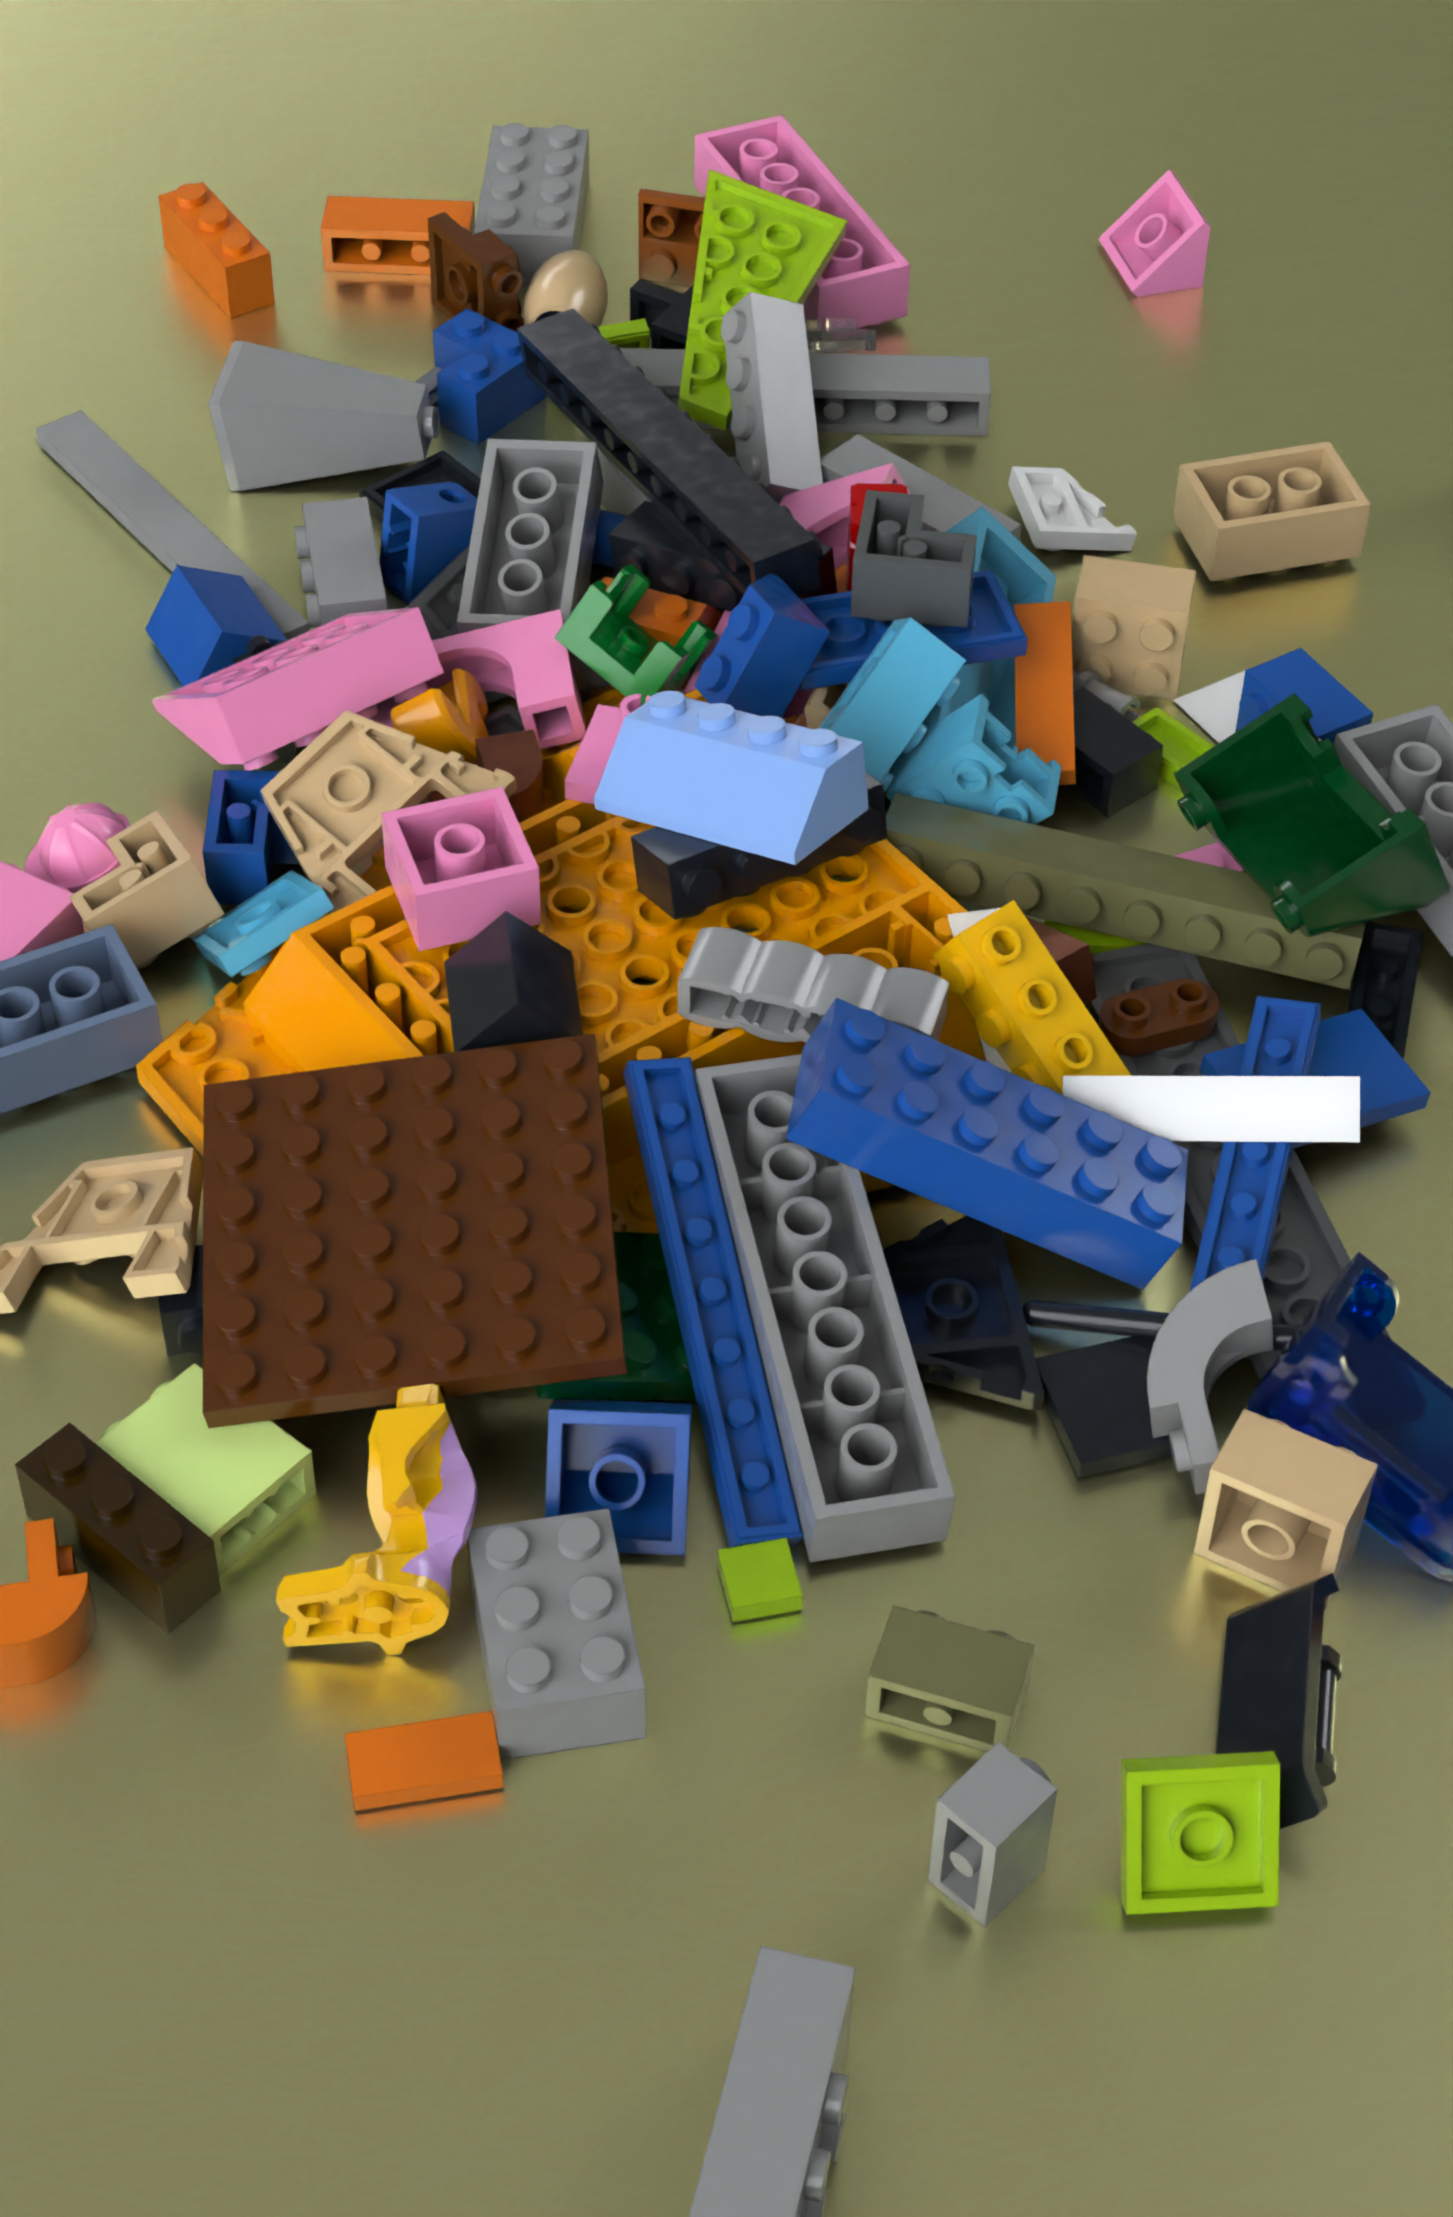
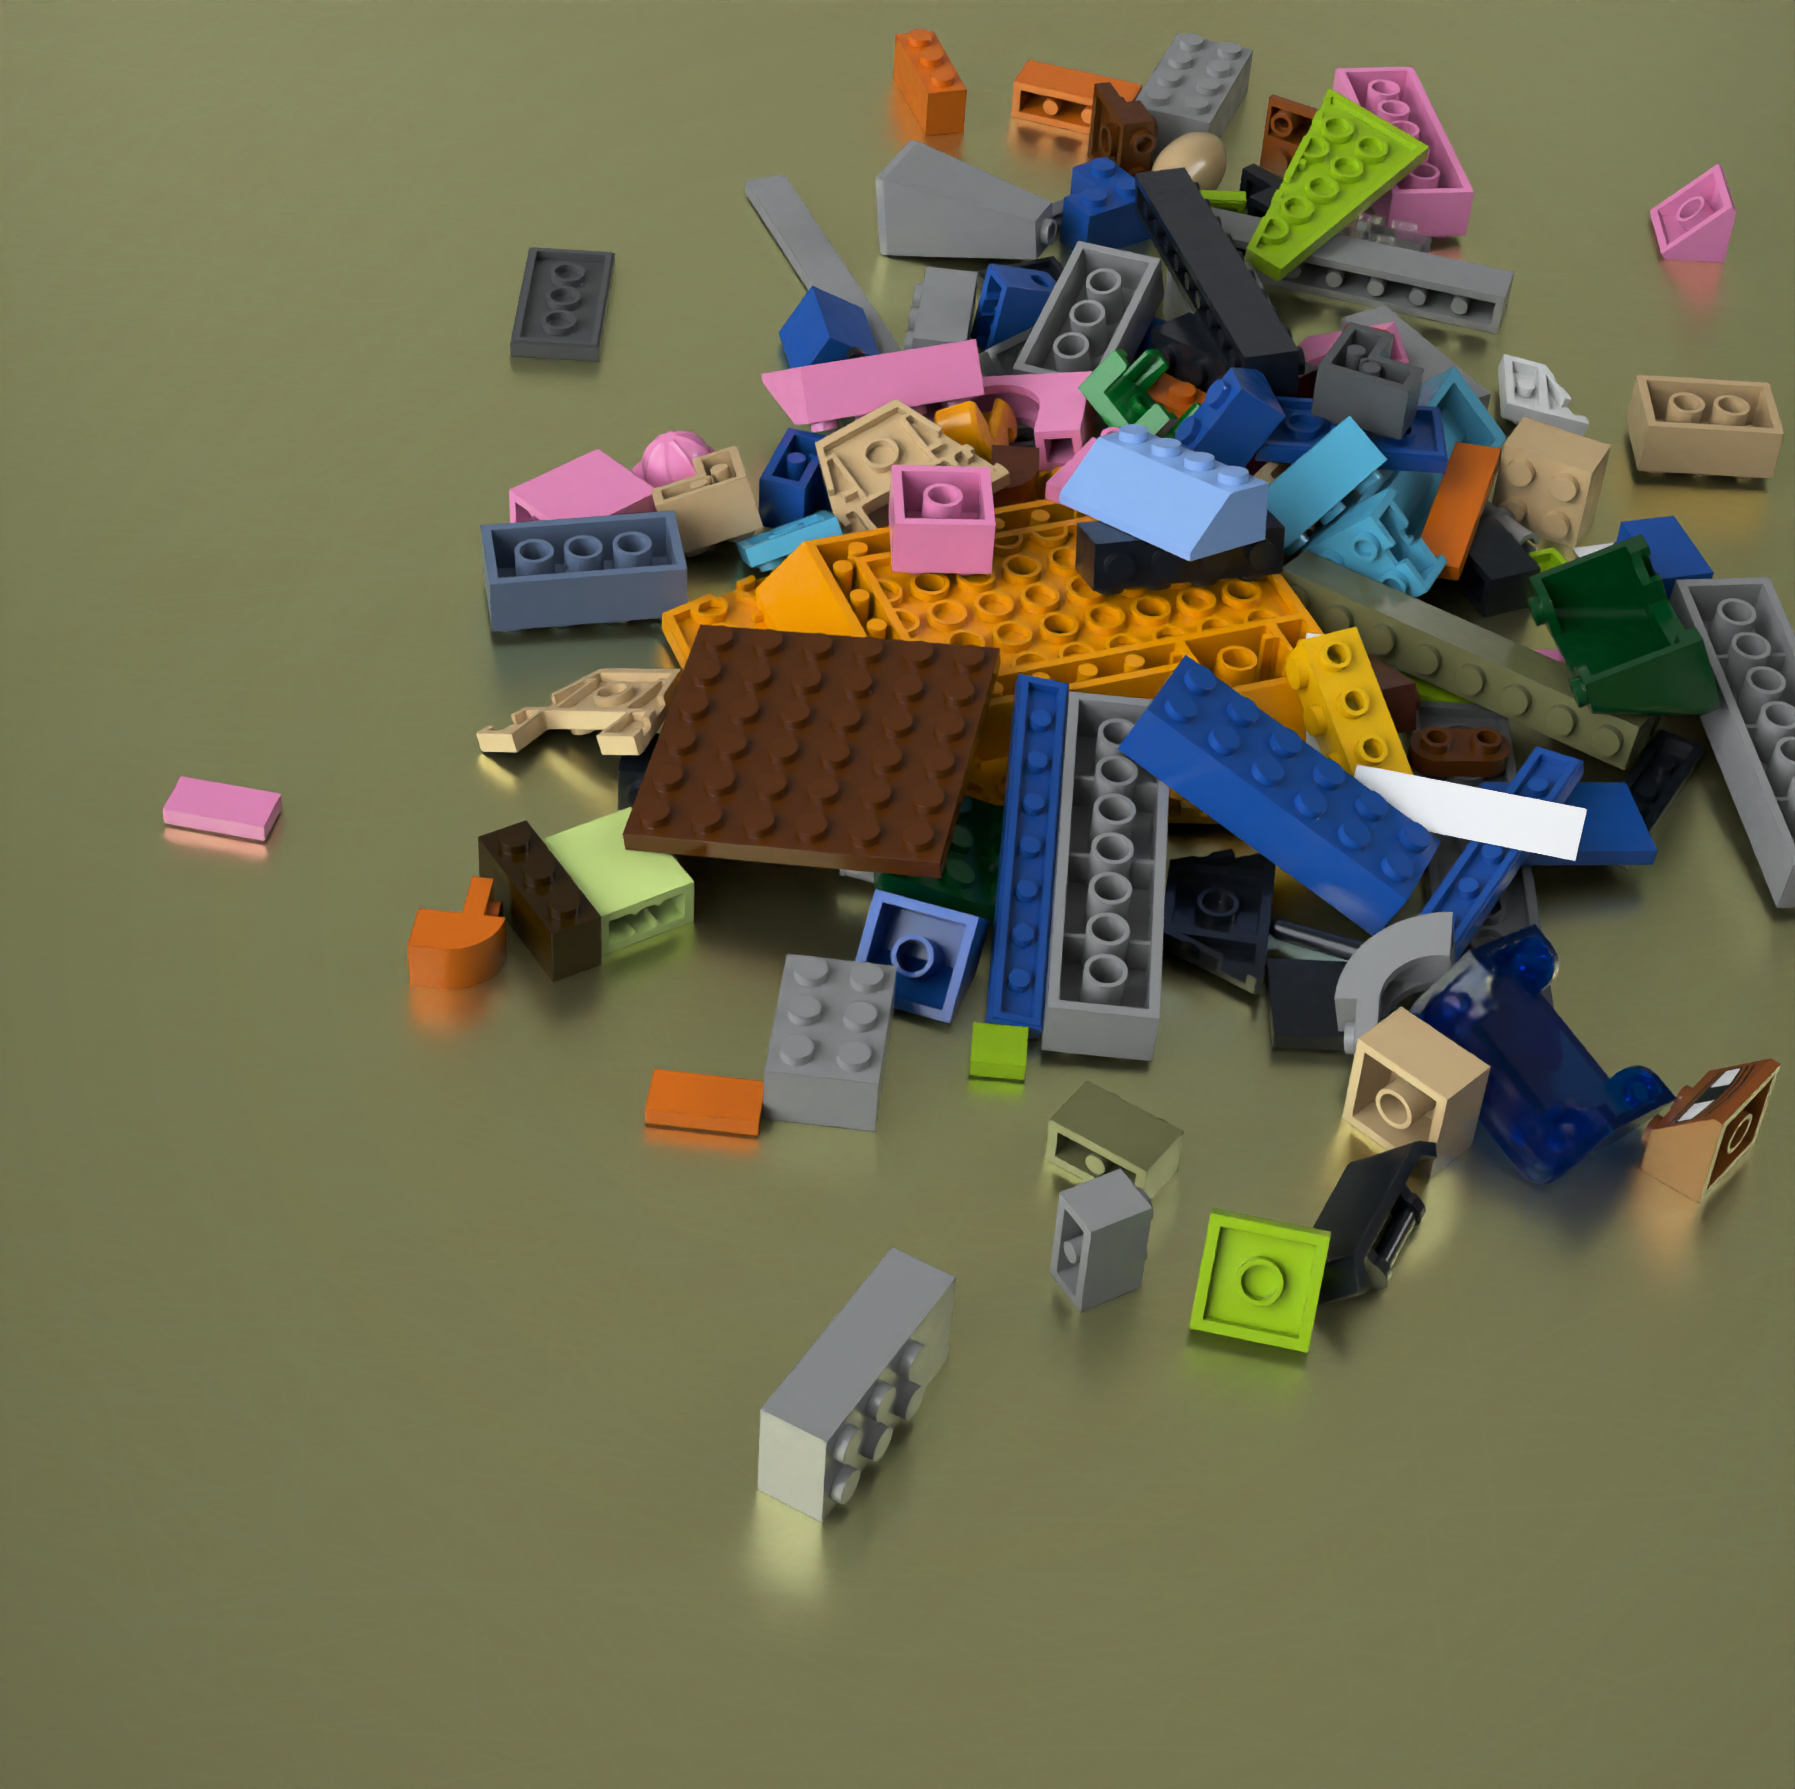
camera: 15 degrees right, 5 degrees down
(423, 1513) = (759, 929): yellow hips -> none
(511, 988) = (952, 606): black slope -> none
(772, 394) = (1320, 259): light grey brick -> none
(786, 988) = (1147, 648): light grey brick -> none

